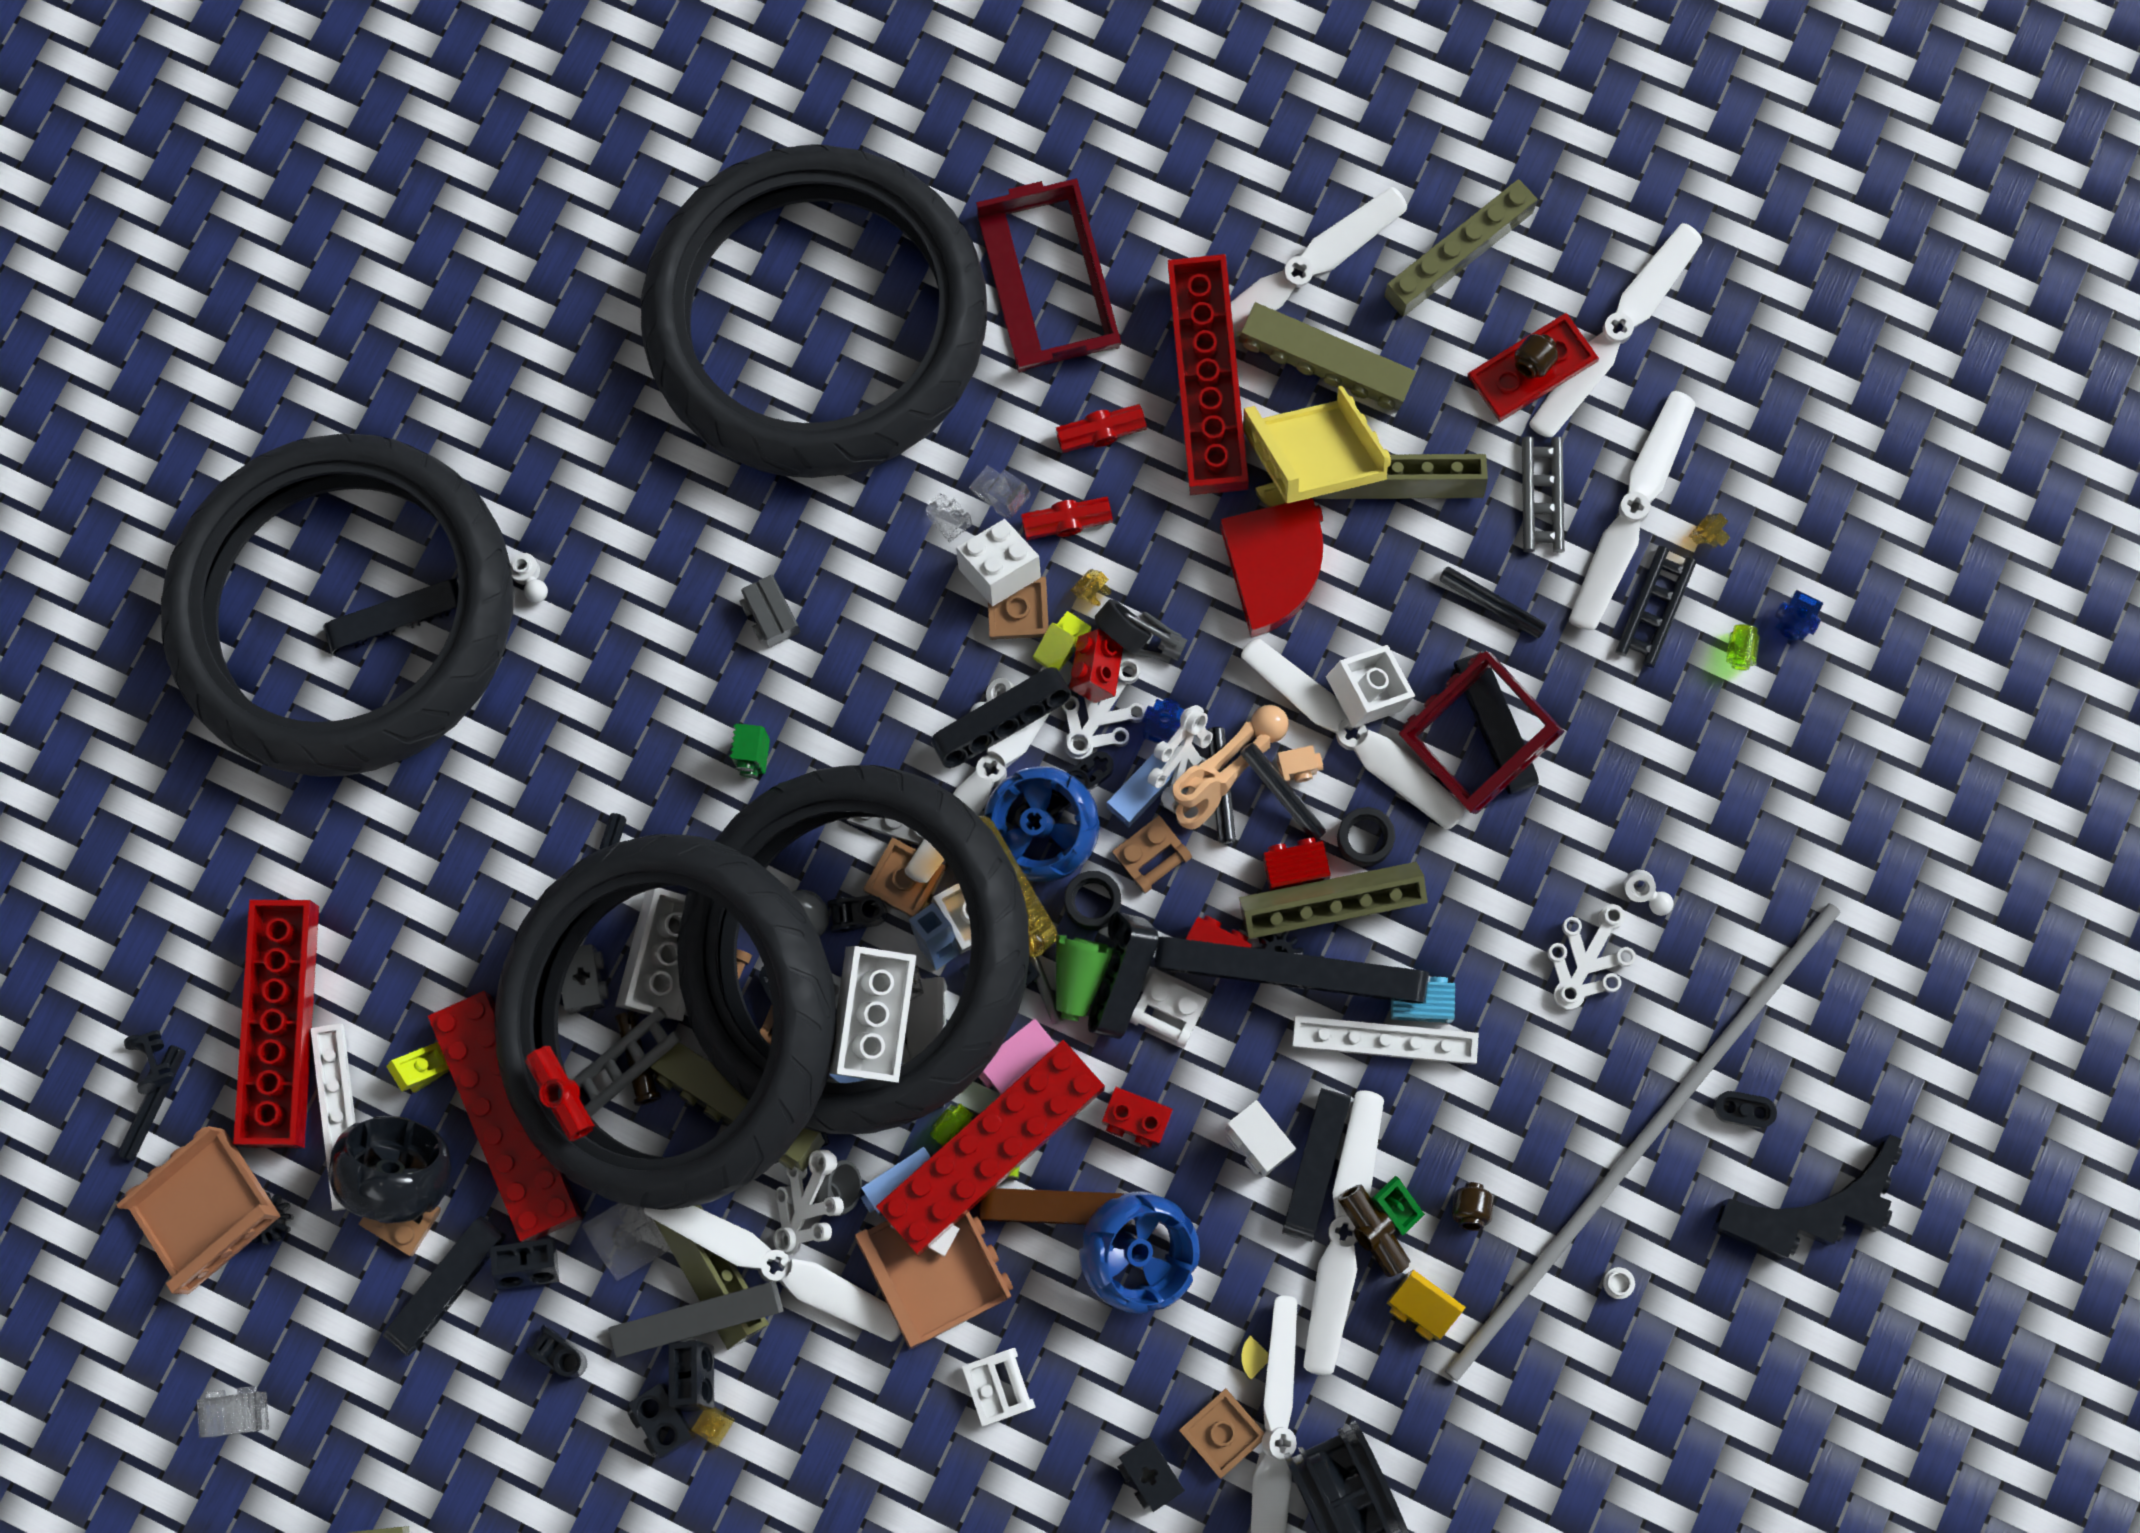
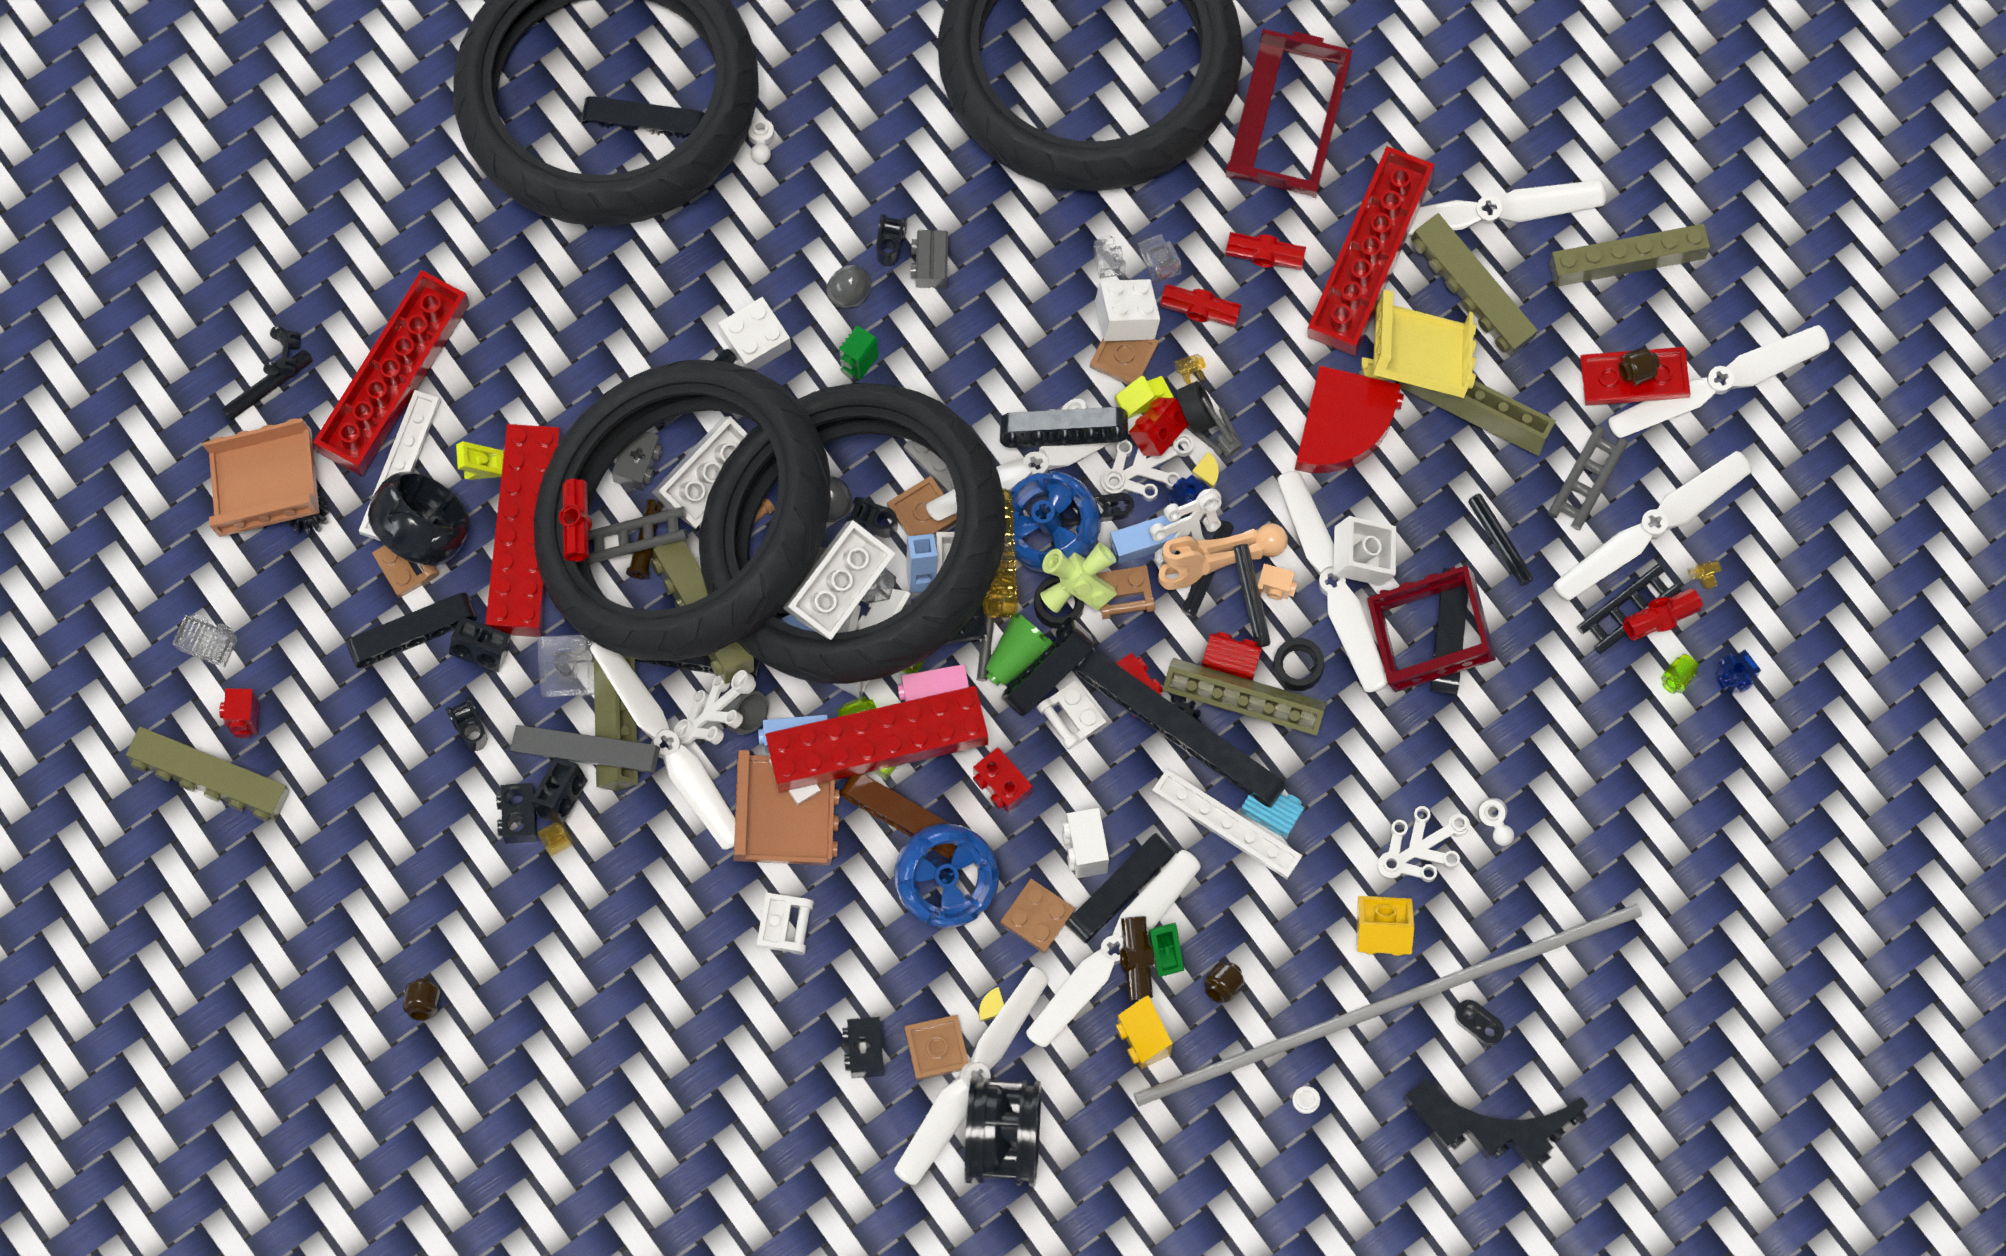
camera: 25 degrees right, 5 degrees down
(312, 1474) = (240, 712): none -> red brick
(633, 785) = (754, 335): none -> white brick
(701, 683) = (849, 286): none -> dark grey hat
(716, 607) = (890, 235): none -> black piece
(1103, 868) = (1078, 578): none -> yellowish green brick
(1165, 684) = (1207, 470): none -> light yellow tile
(1248, 1238) = (1037, 916): none -> medium nougat plate
(1598, 1060) = (1384, 925): none -> yellow slope
(1694, 595) = (1662, 614): none -> red piece

